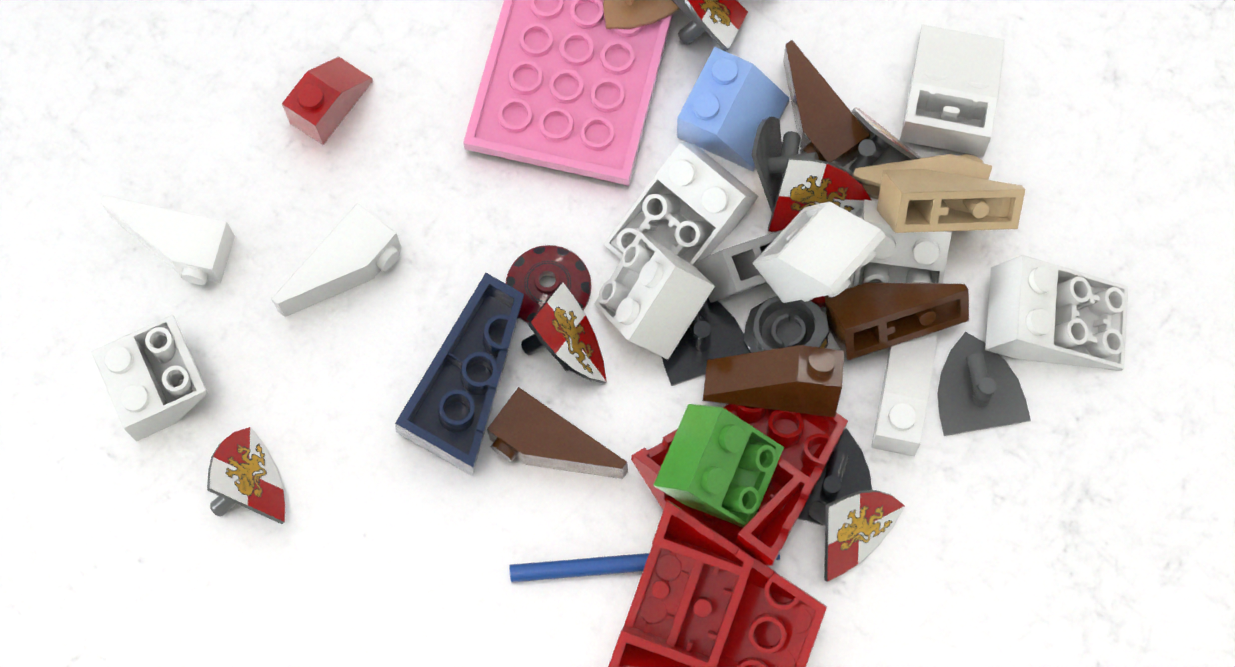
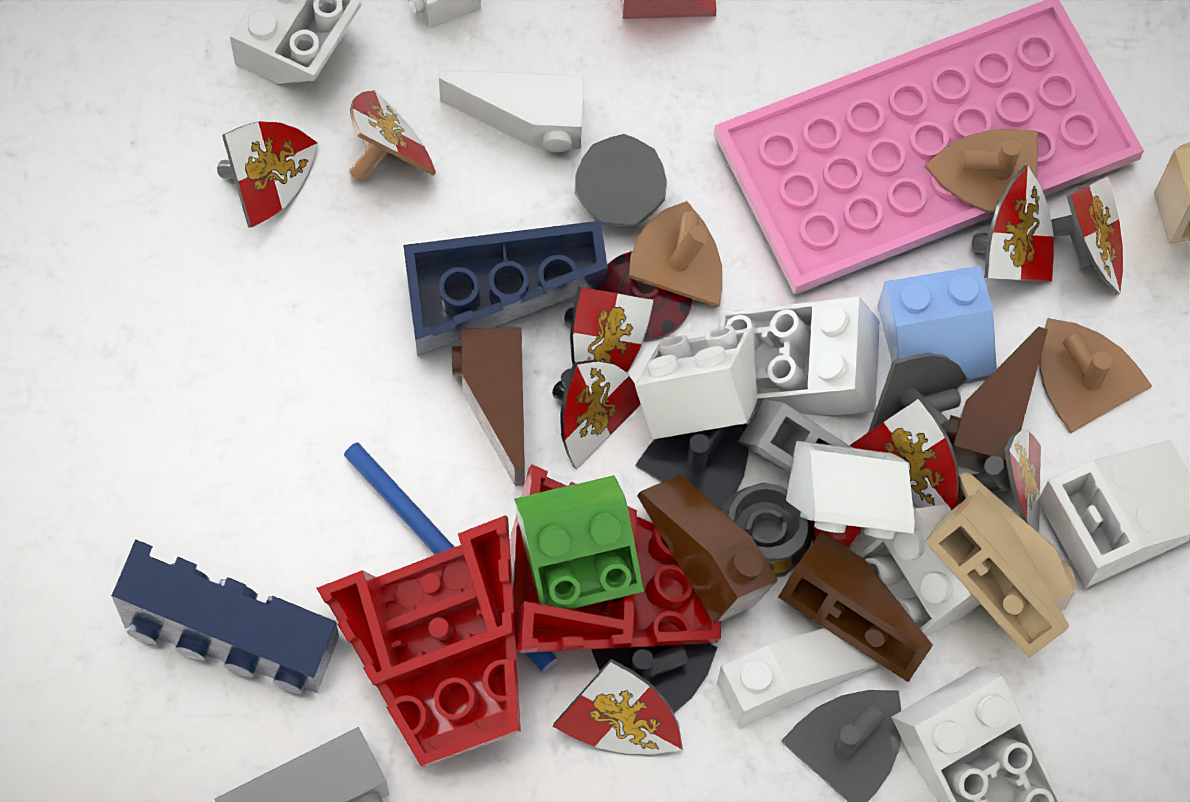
camera: 45 degrees right, 5 degrees down
(288, 374) = (384, 133): none -> shield
(456, 237) = (620, 181): none -> dark grey hat
(540, 240) = (678, 255): none -> medium nougat shield
(613, 379) = (594, 404): none -> shield
(833, 40) = (1086, 373): none -> medium nougat shield

